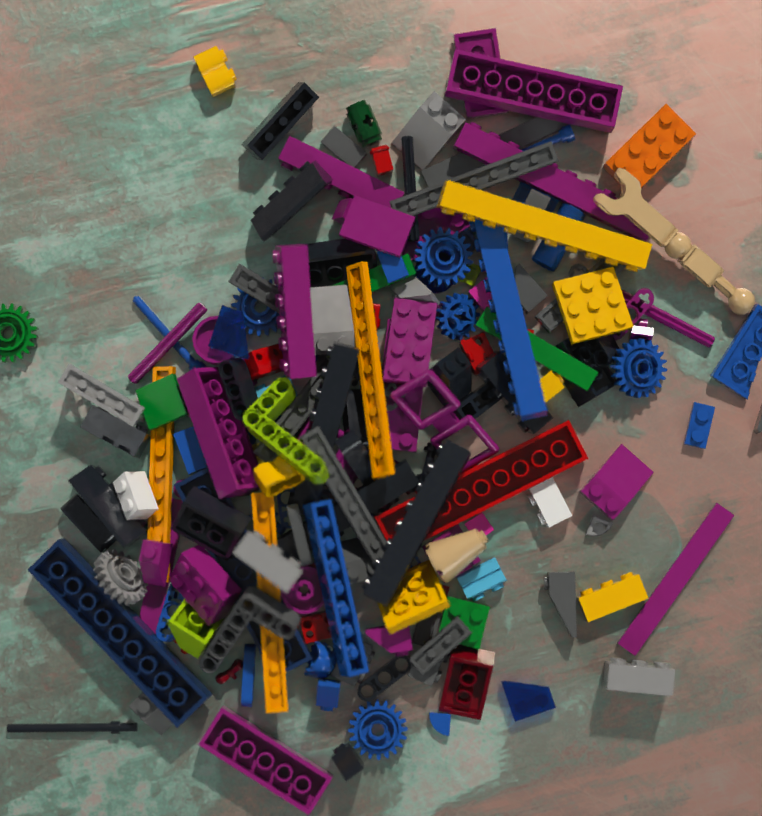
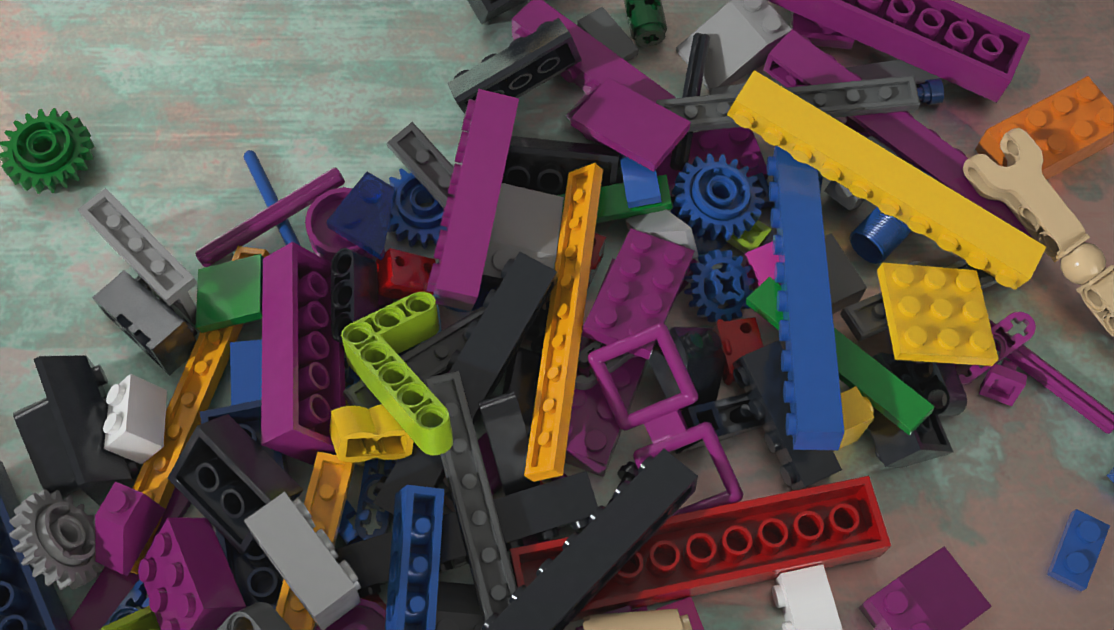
camera: 10 degrees right, 20 degrees down
(299, 534) = (375, 544): dark grey beam -> none
(381, 160) = (659, 54): red piece -> none
(633, 354) = (993, 430): blue gear -> none

